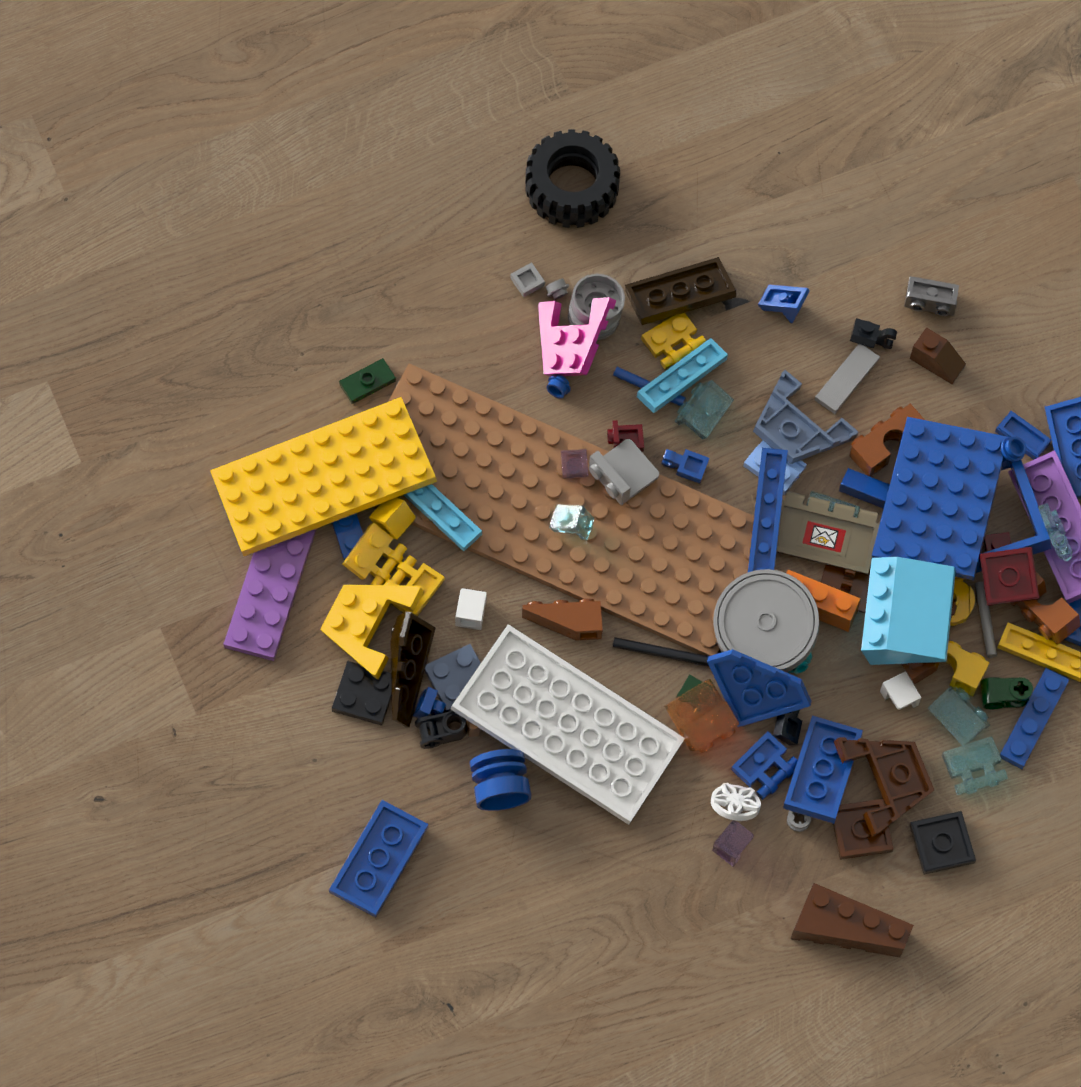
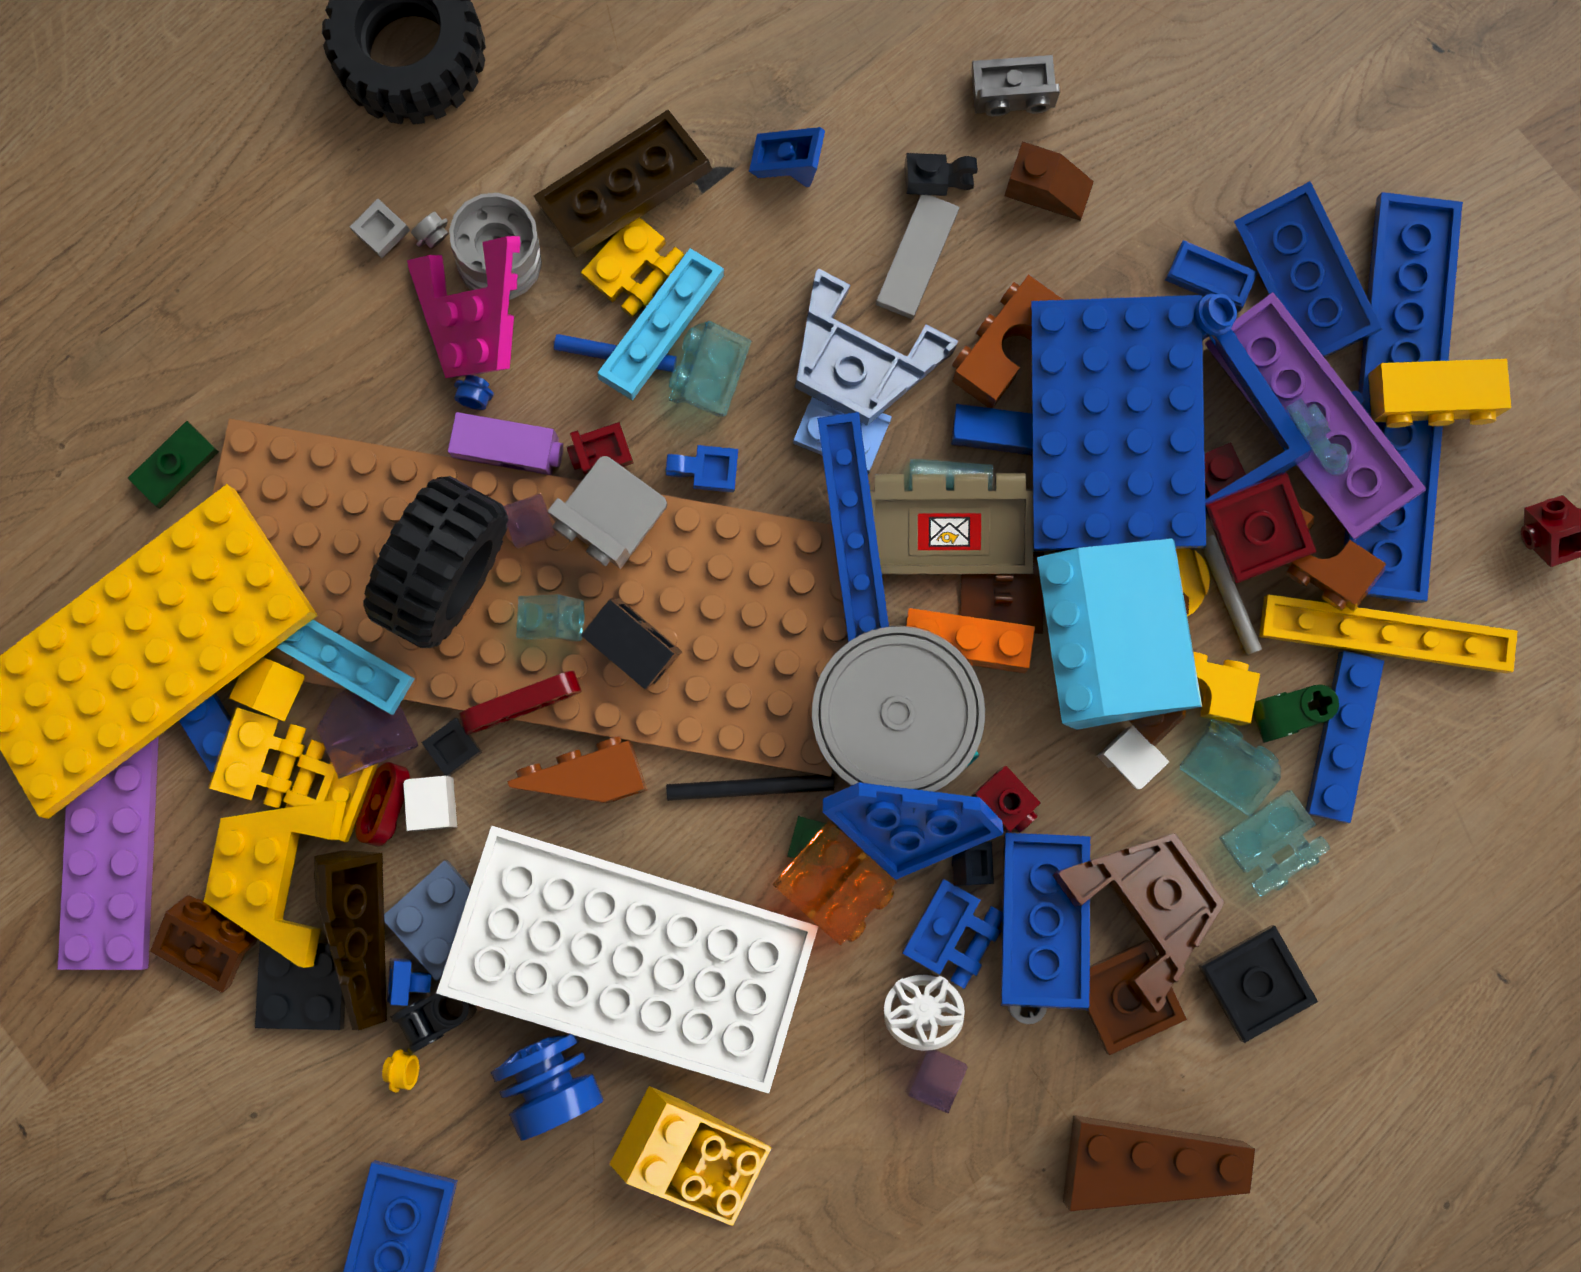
camera: 10 degrees left, 15 degrees up
(313, 652) = (202, 942): none -> reddish brown bracket
(412, 755) = (400, 1071): none -> yellow plate
(442, 558) = (362, 733): none -> slope
(442, 602) = (382, 805): none -> dark red plate
(492, 581) = (451, 747): none -> black plate
(519, 464) = (435, 561): none -> black tyre
(542, 562) = (520, 702): none -> dark red beam
(570, 418) = (505, 444): none -> medium lavender brick
(572, 848) = (689, 1157): none -> yellow slope
(617, 546) = (631, 643): none -> black hinge
(822, 697) = (1009, 800): none -> dark red brick

